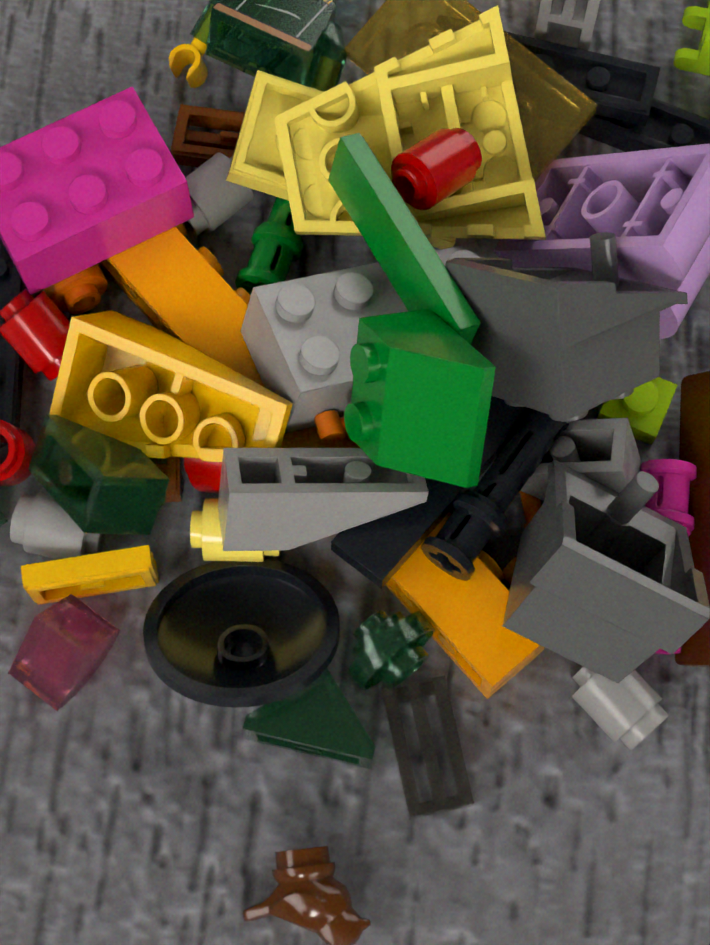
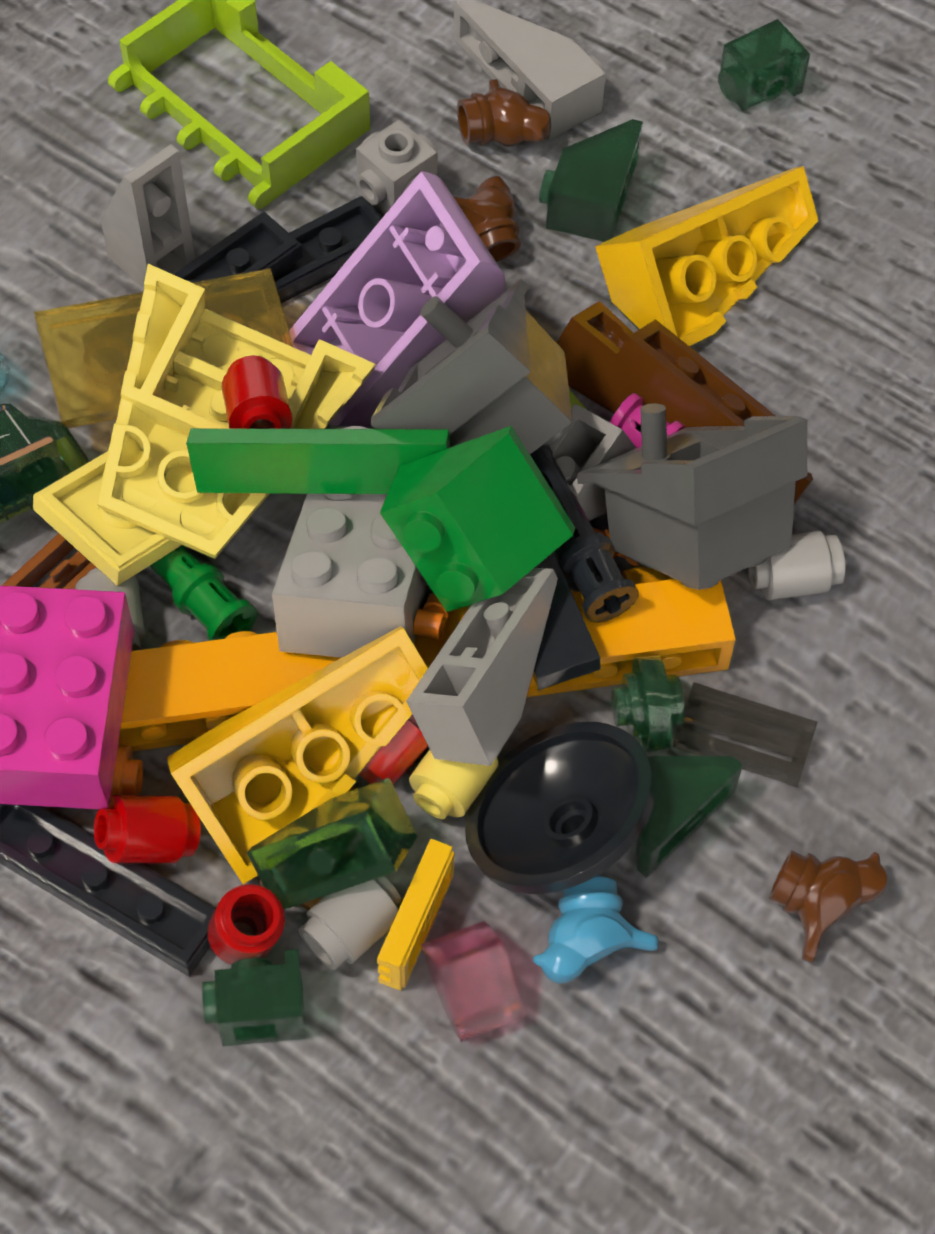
camera: 60 degrees left, 10 degrees down
(154, 718) = (588, 931): none -> dark azure animal

